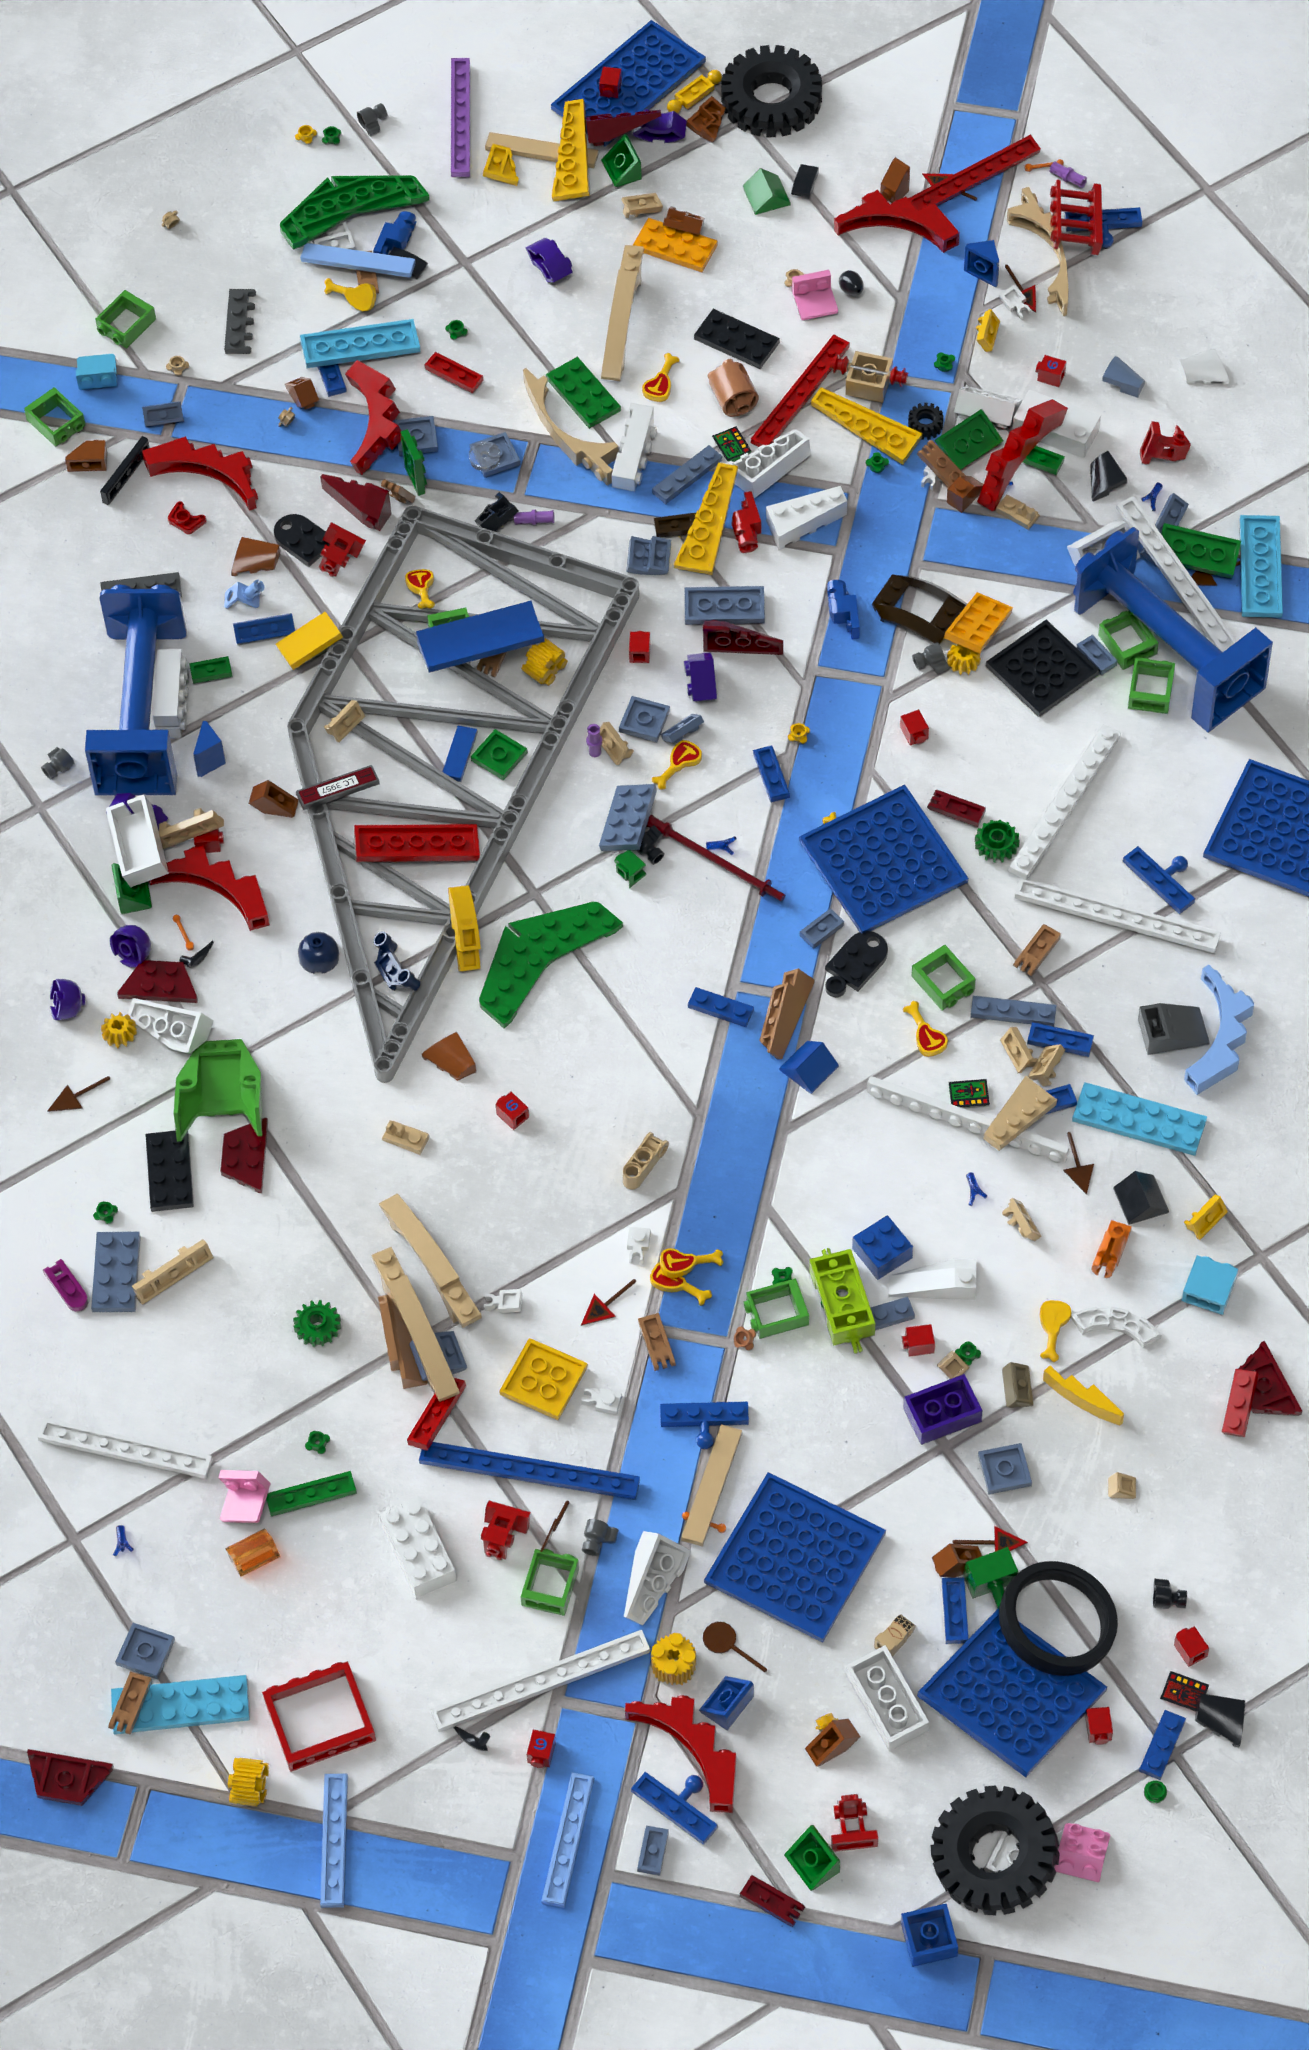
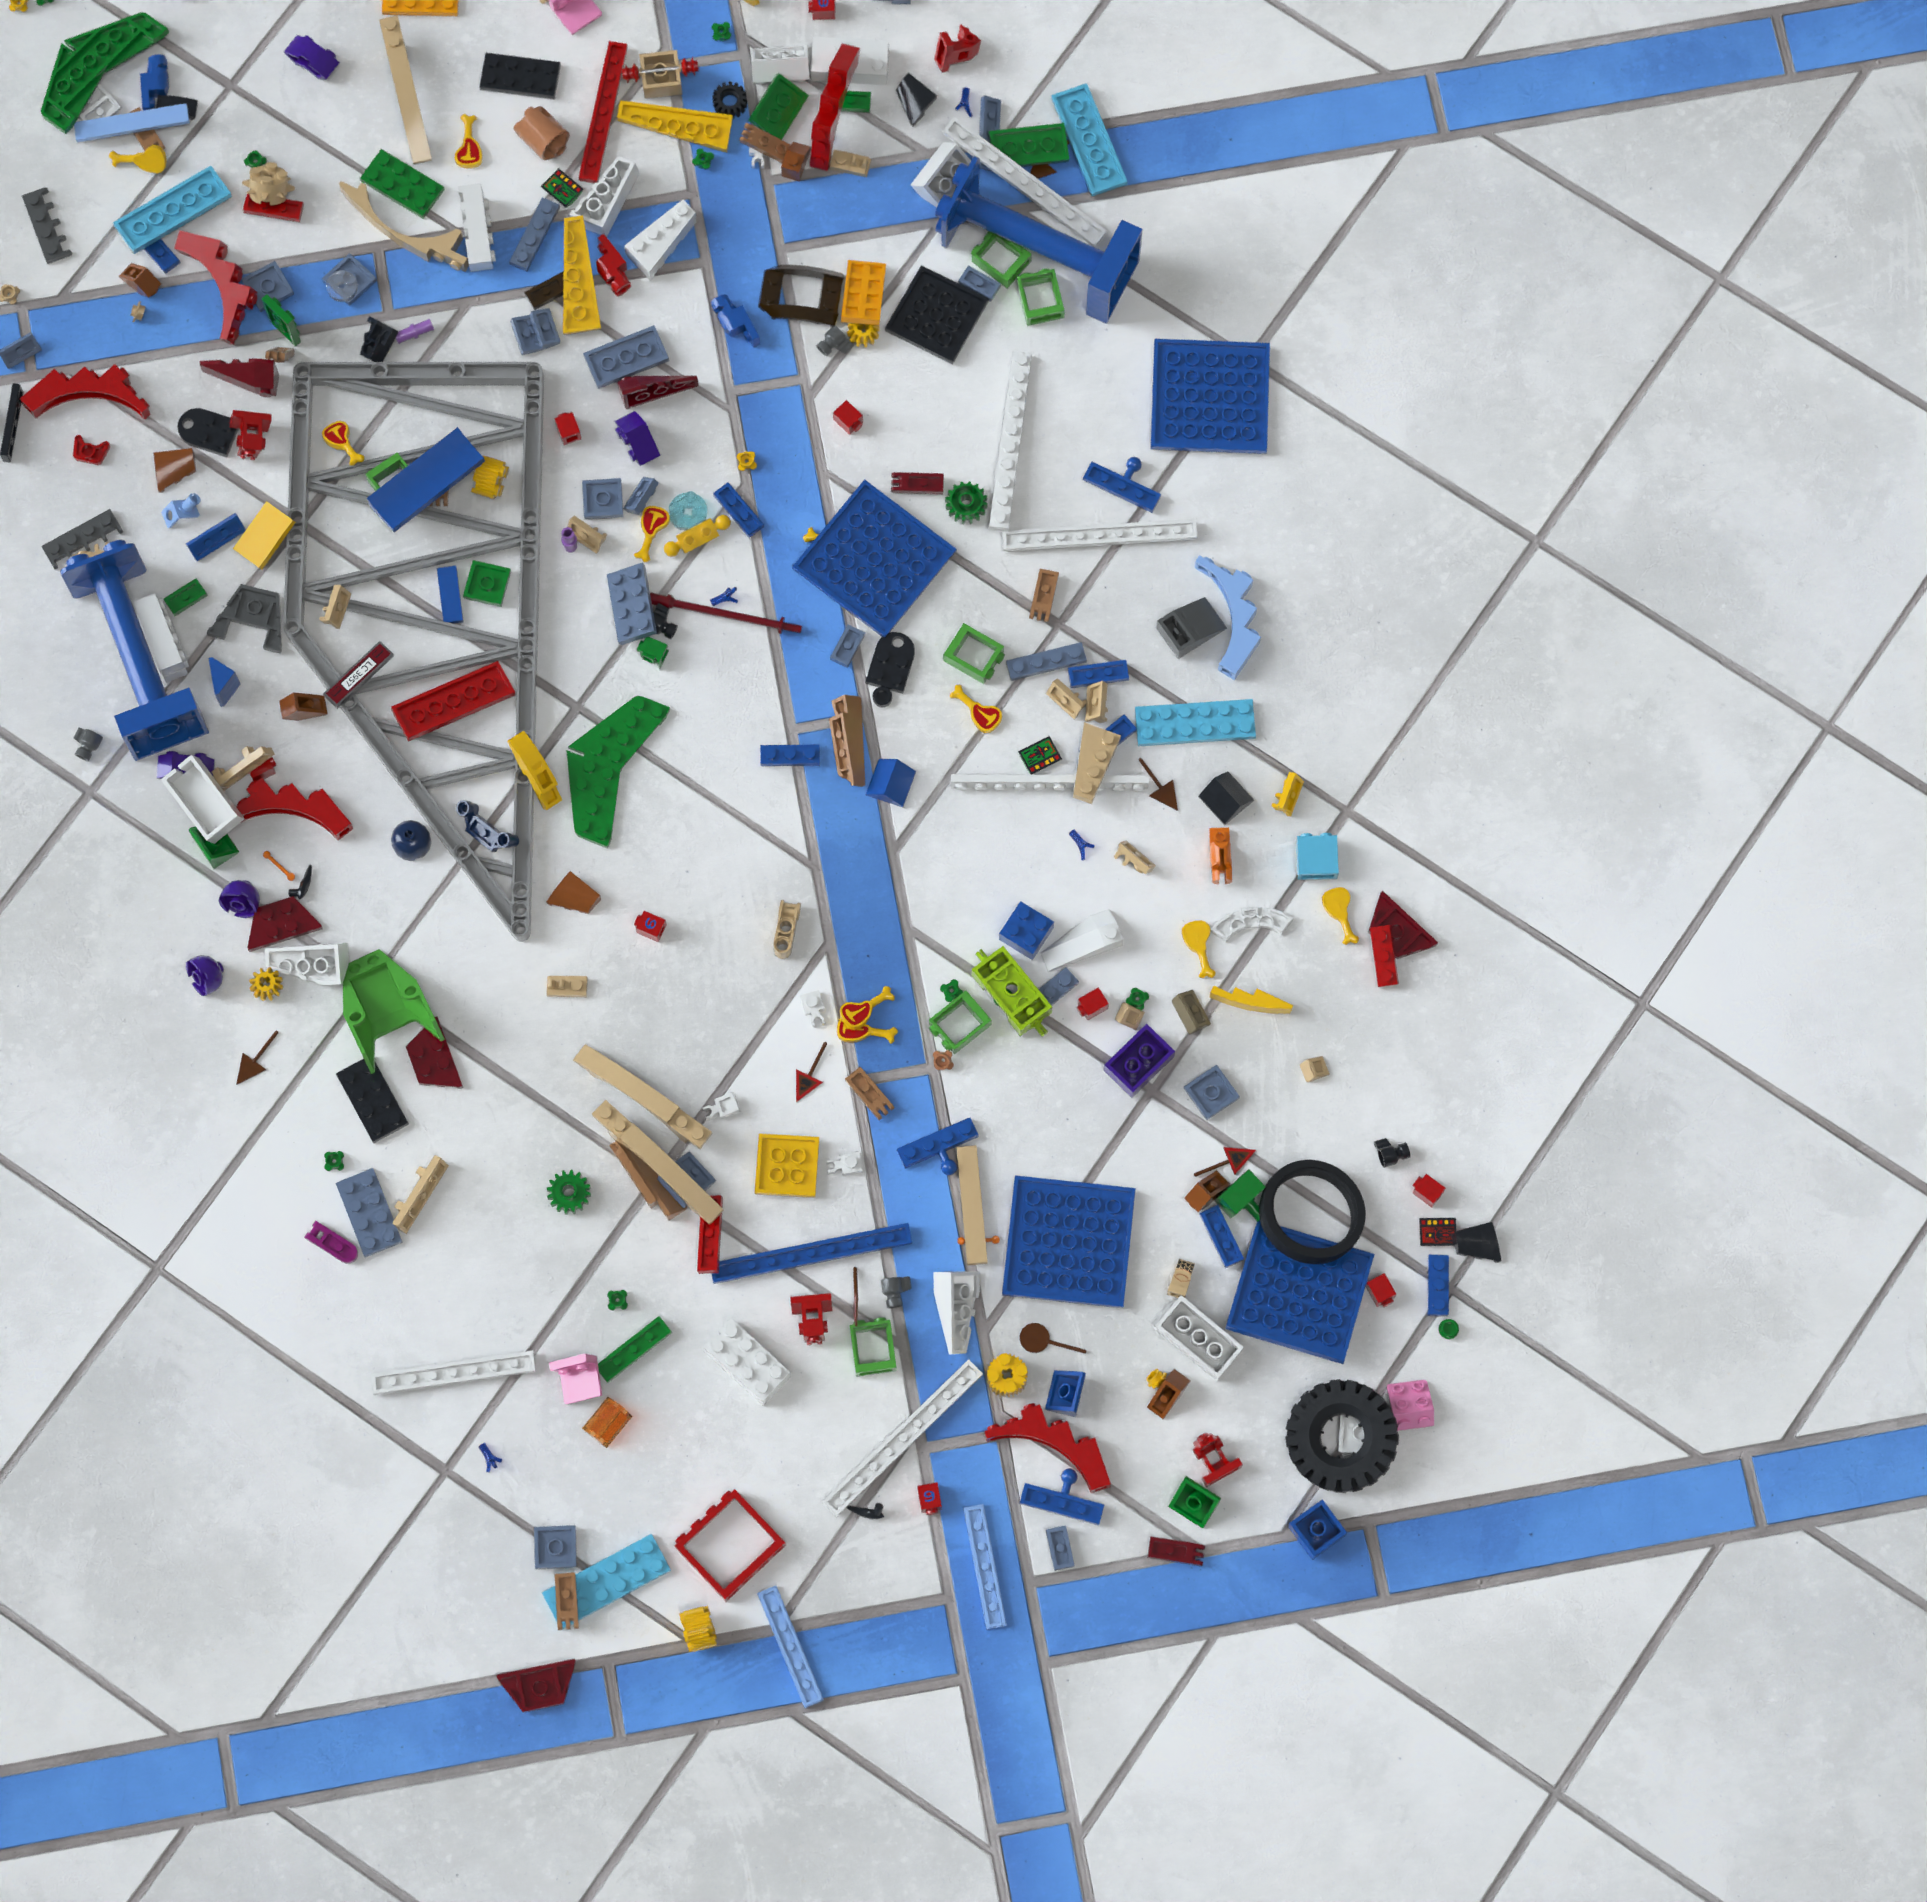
camera: 25 degrees left, 15 degrees up
(269, 701) = (252, 608): none -> dark grey wing
(457, 348) = (268, 184): none -> tan brick
(720, 781) = (697, 535): none -> yellow plate
(721, 748) = (683, 501): none -> clear light blue plate
(1212, 1337) = (1336, 903): none -> yellow piece

